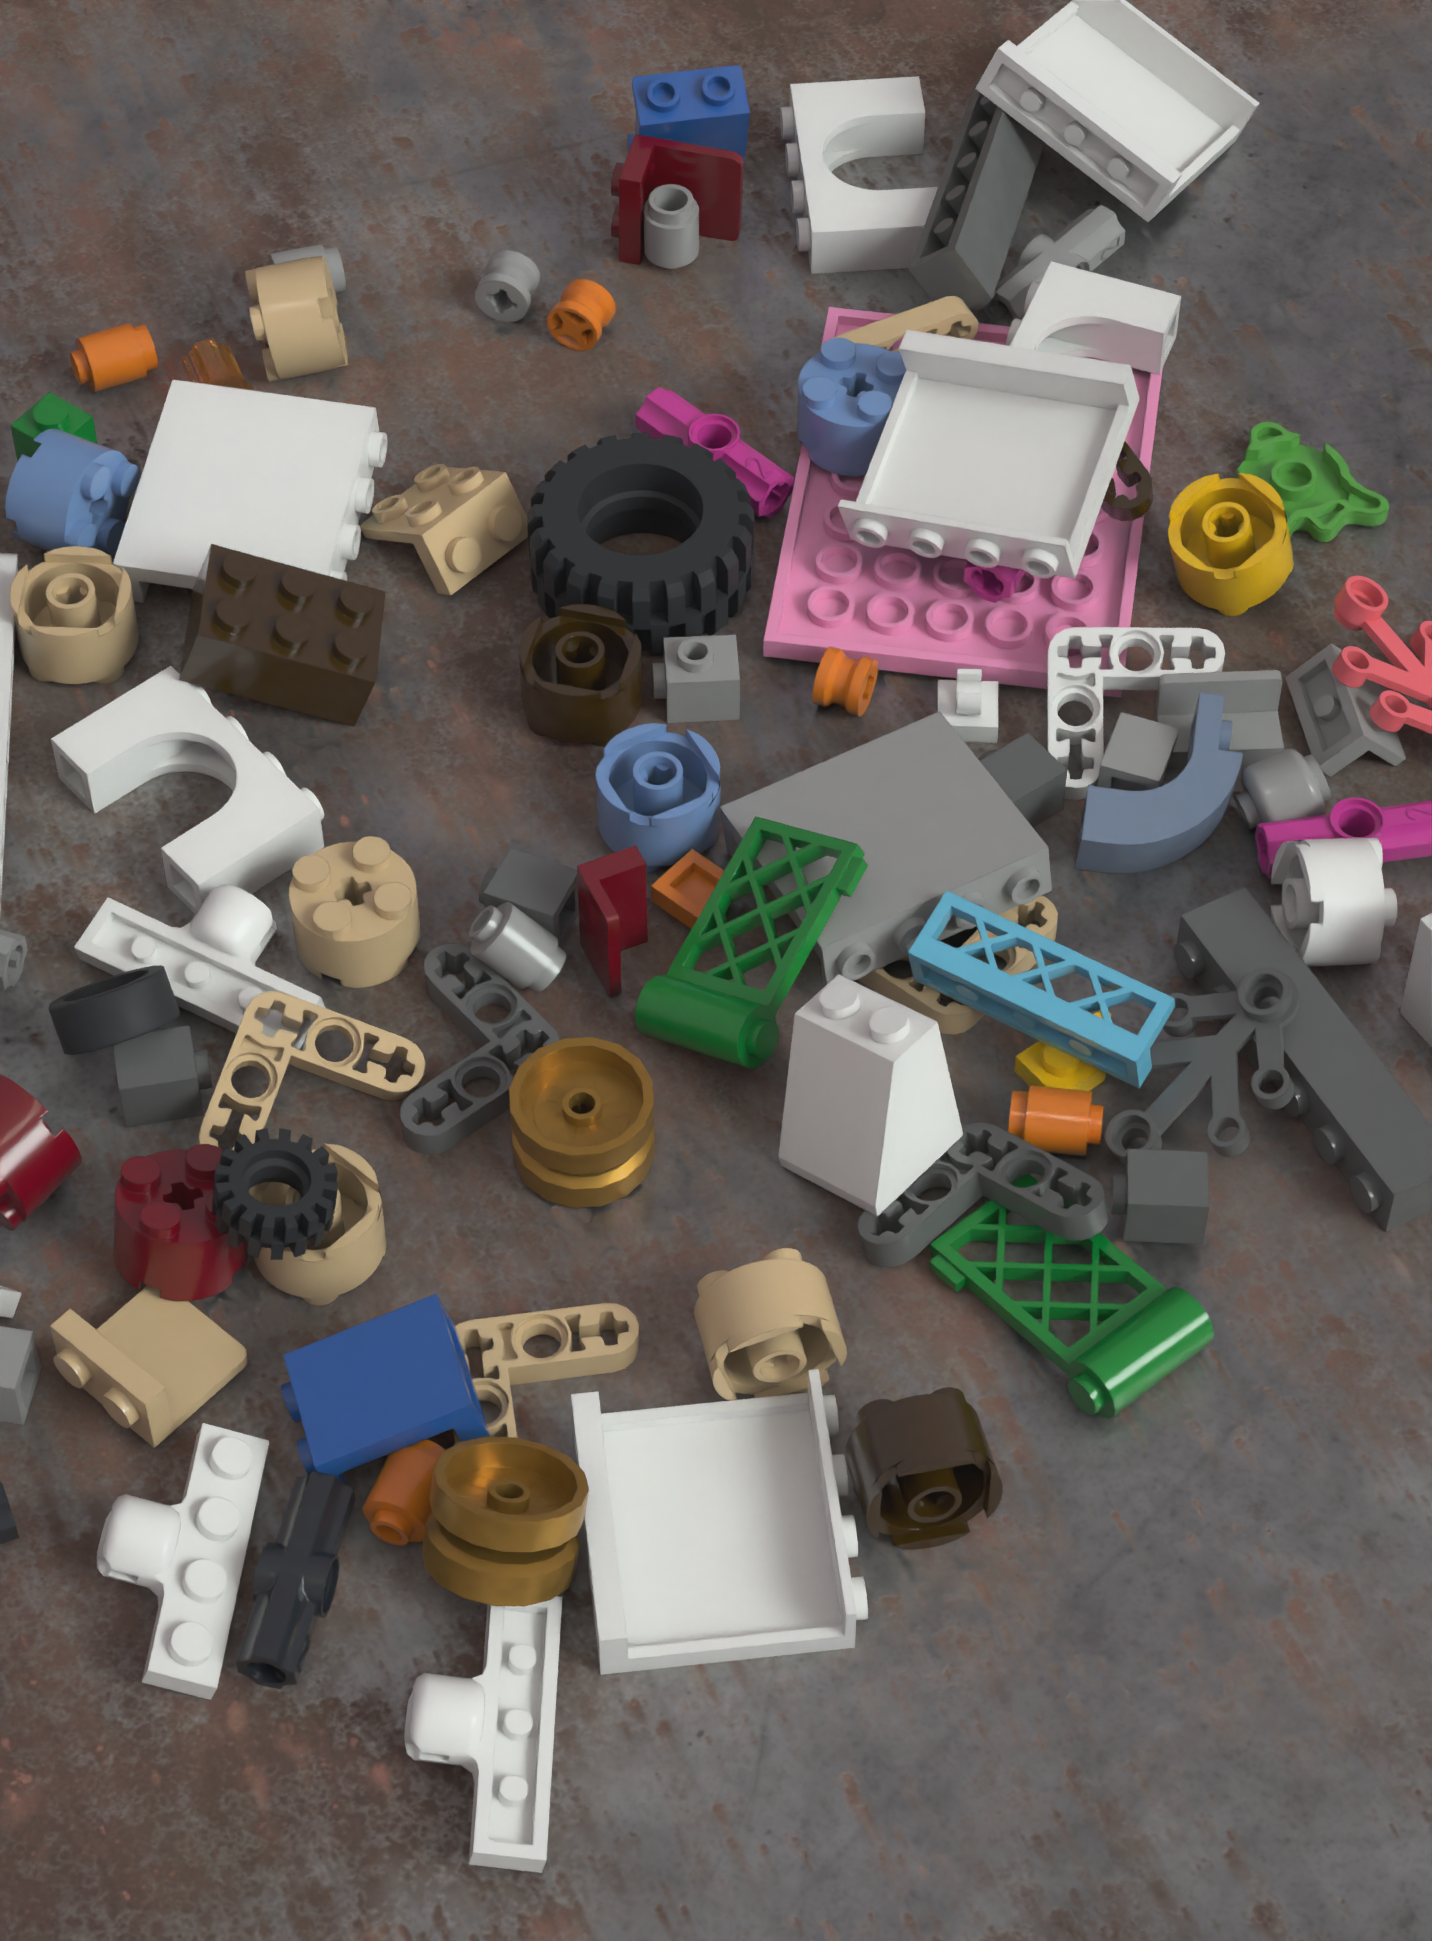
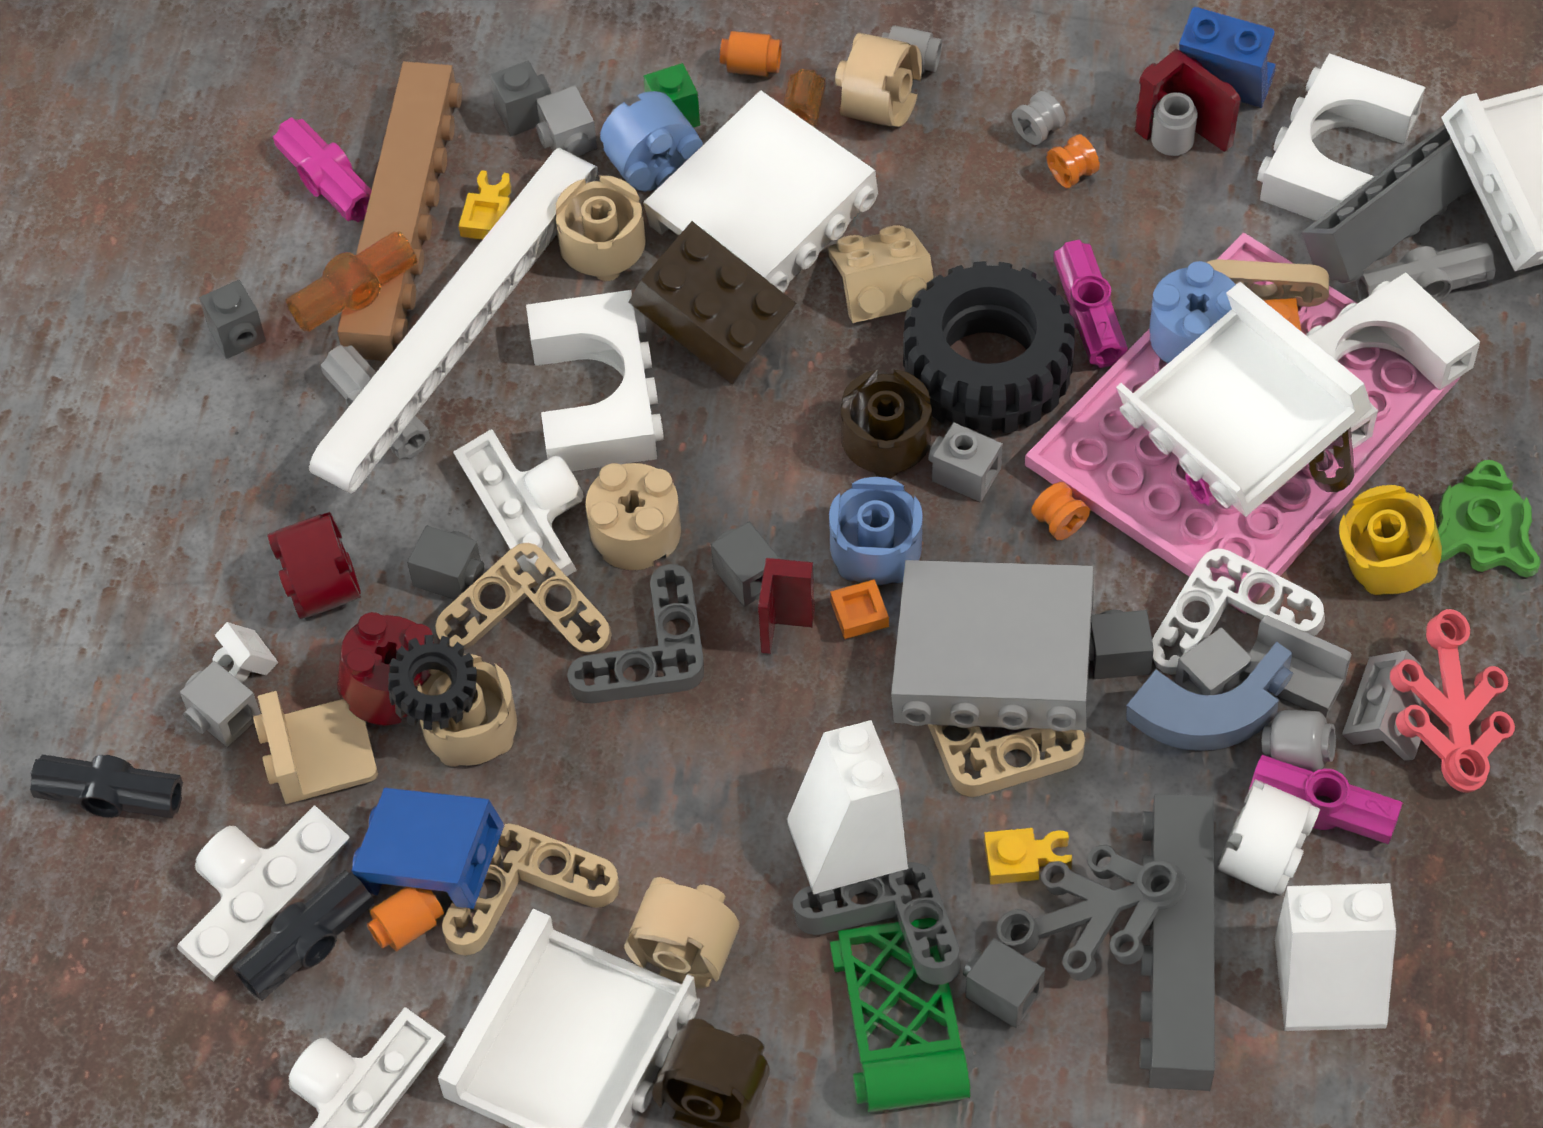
camera: 35 degrees right, 5 degrees up
(114, 1010) = (441, 507): black tyre -> none
(504, 1521) = (434, 968): pearl gold wheel -> none
(516, 947) = (714, 590): light grey brick -> none
(582, 1122) = (670, 731): pearl gold wheel -> none
(727, 1016) = (797, 690): green piece -> none
(970, 705) = (1133, 571): white tile -> none
(1031, 1009) = (1006, 811): medium azure fence -> none
(1056, 1119) = (975, 890): orange brick -> none

